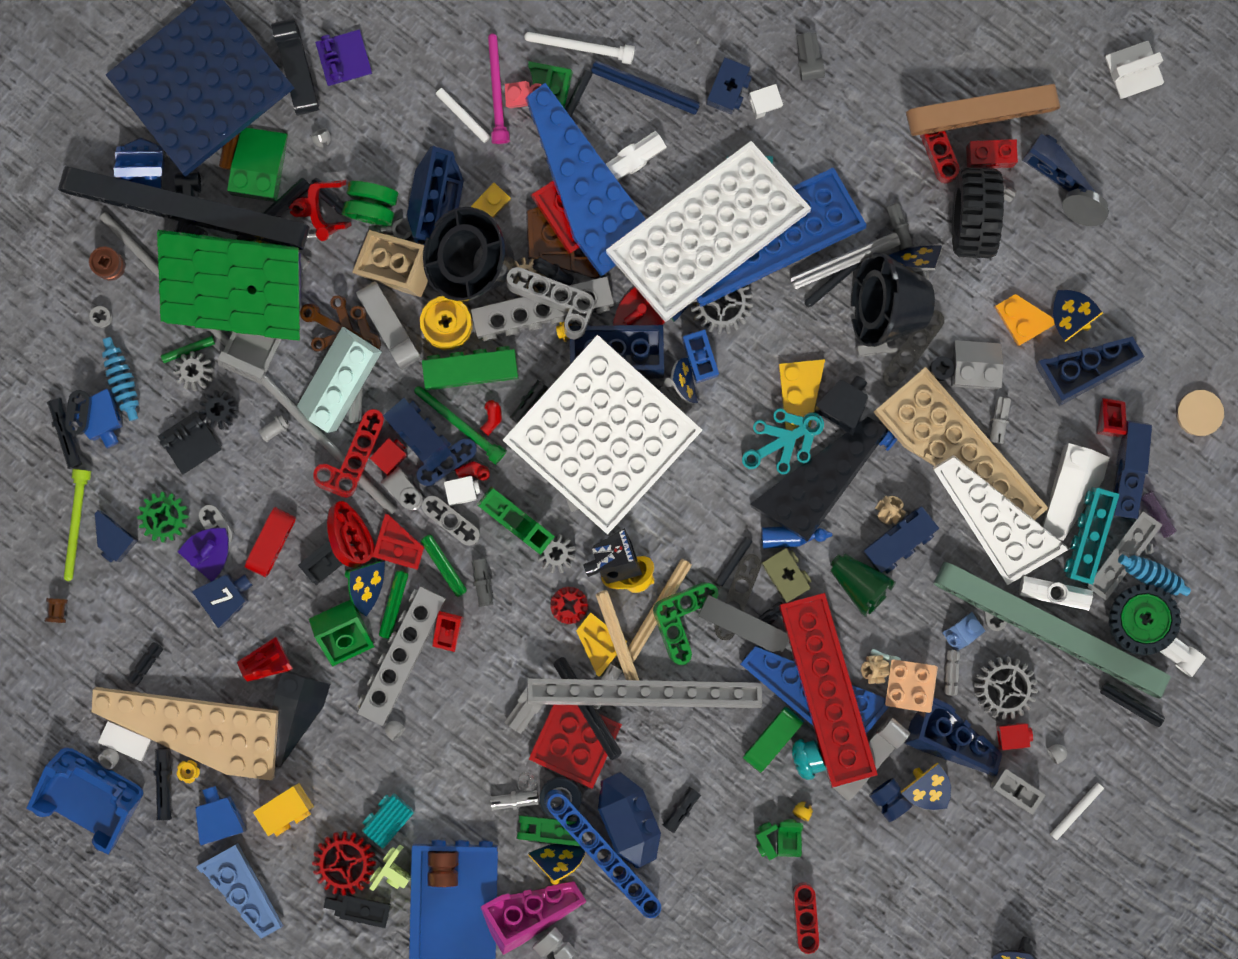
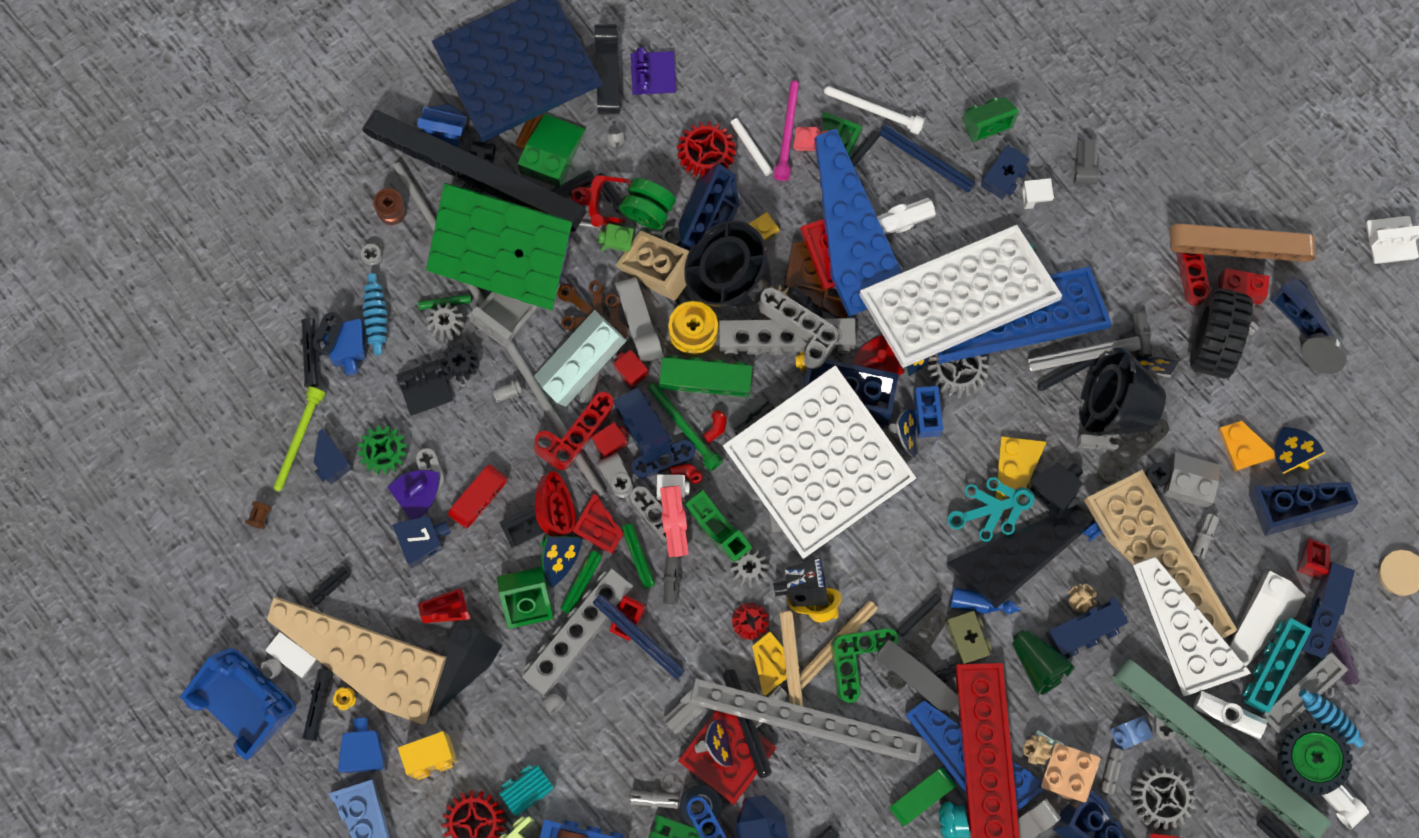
camera: 15 degrees right, 10 degrees down
(346, 245) = (615, 238): none -> bright green bracket
(392, 377) = (630, 368): none -> red brick
(420, 111) = (691, 141): none -> red gear
(462, 647) = (638, 636): none -> dark blue axle
(471, 525) = (674, 521): none -> coral piece
(562, 736) = (716, 743): none -> dark blue shield
(701, 31) = (990, 118): none -> green slope

